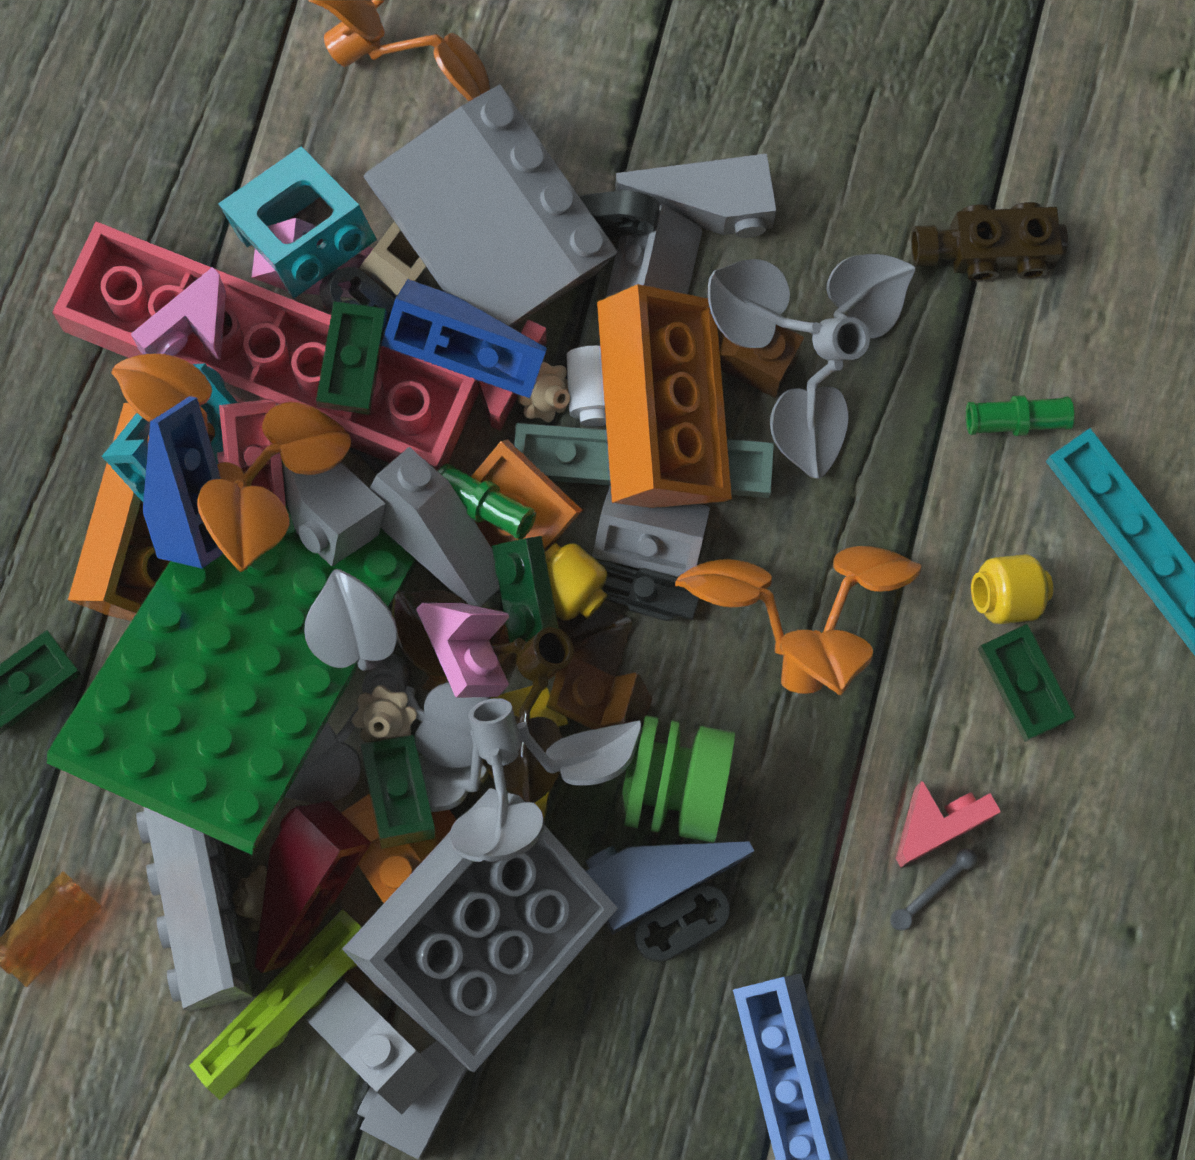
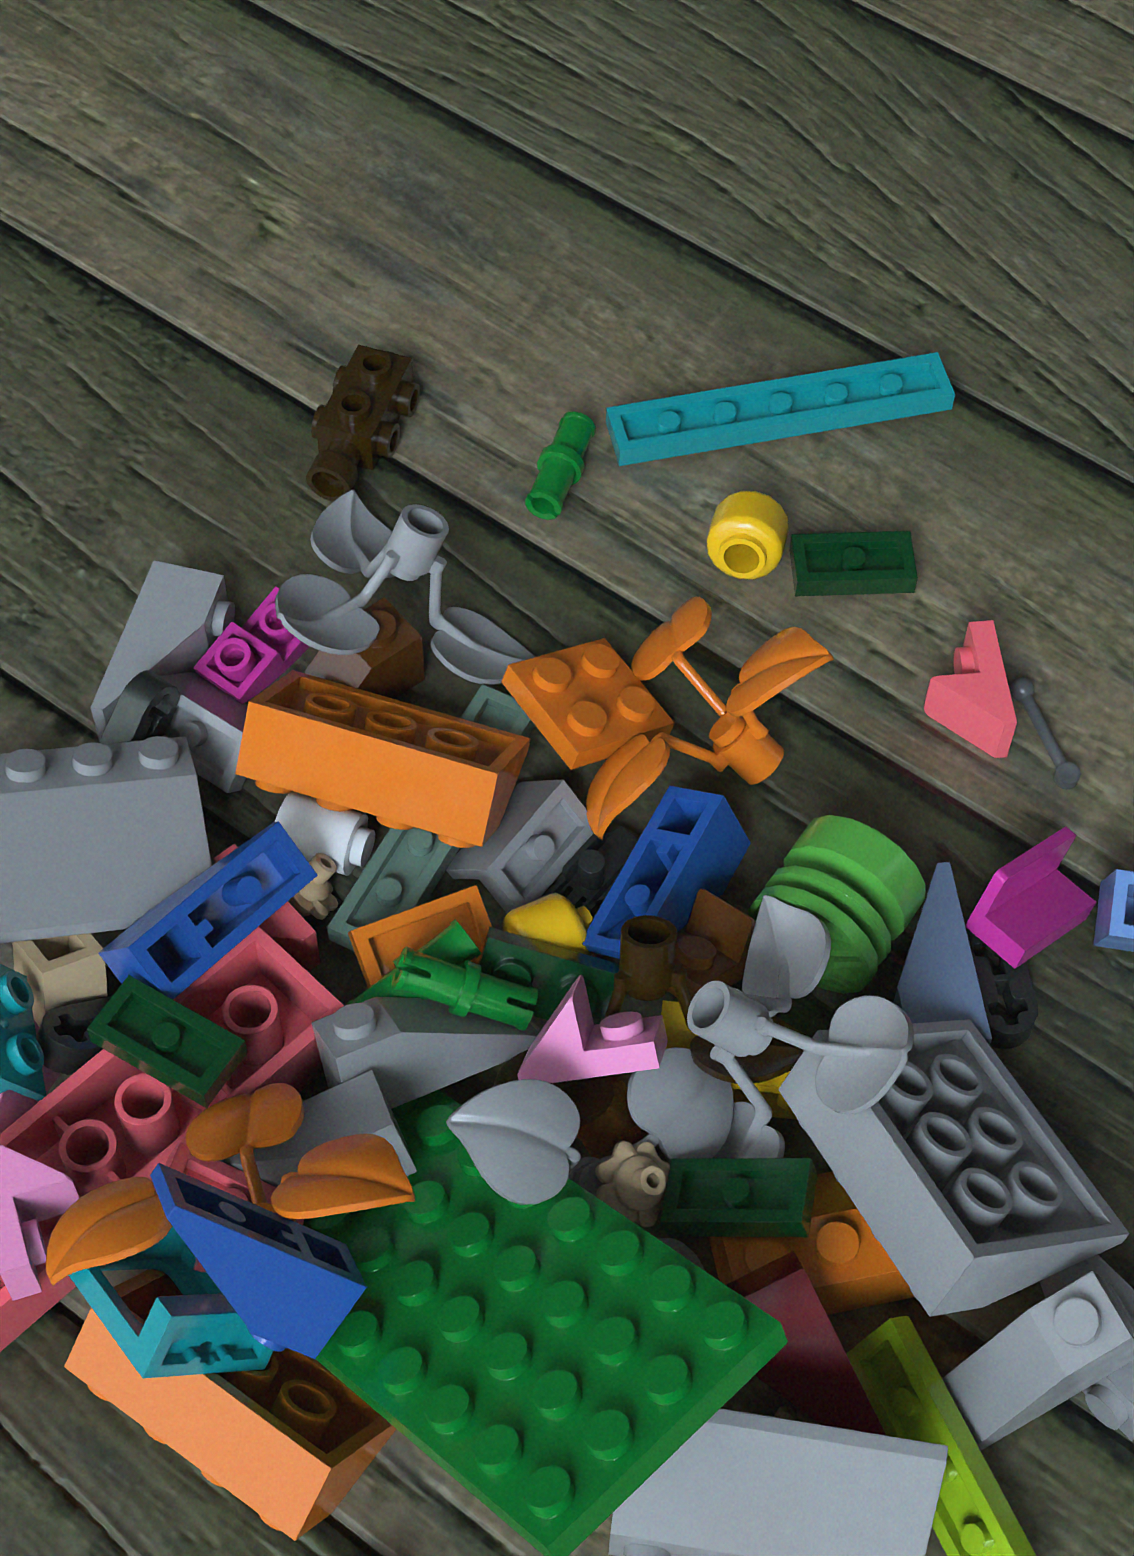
camera: 65 degrees left, 20 degrees down
(478, 539) = (464, 988): none -> green pin
(664, 648) = (684, 848): none -> blue slope
(719, 249) = (251, 656): none -> dark pink slope
(750, 926) = (1030, 902): none -> dark pink panel
(793, 528) = (585, 701): none -> orange plate

